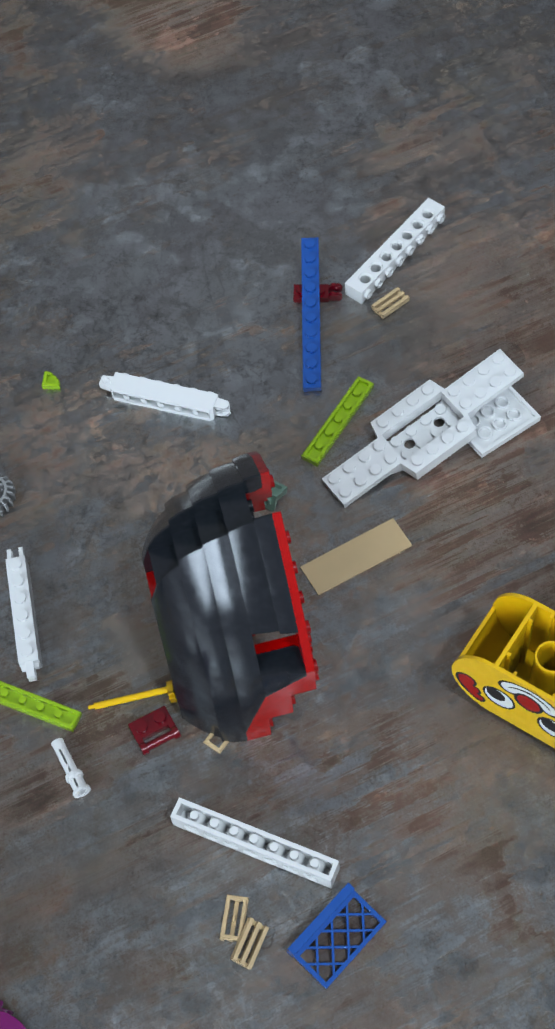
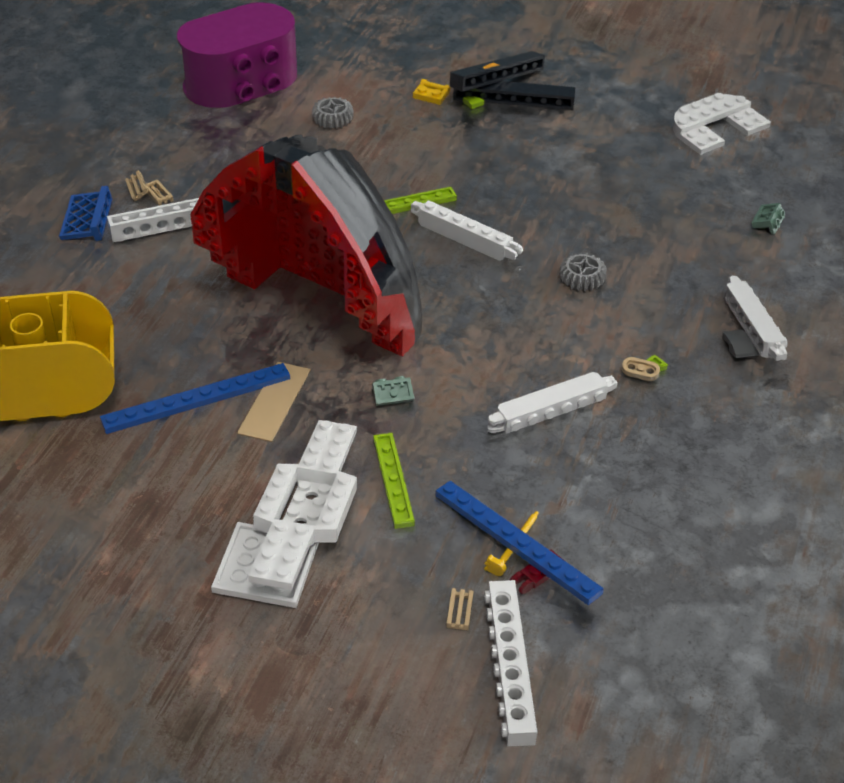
camera: 130 degrees right, 15 degrees down
(69, 379) = (641, 369): none -> tan plate
(338, 309) = (498, 566): none -> yellow piece
(403, 597) = (193, 398): none -> blue plate

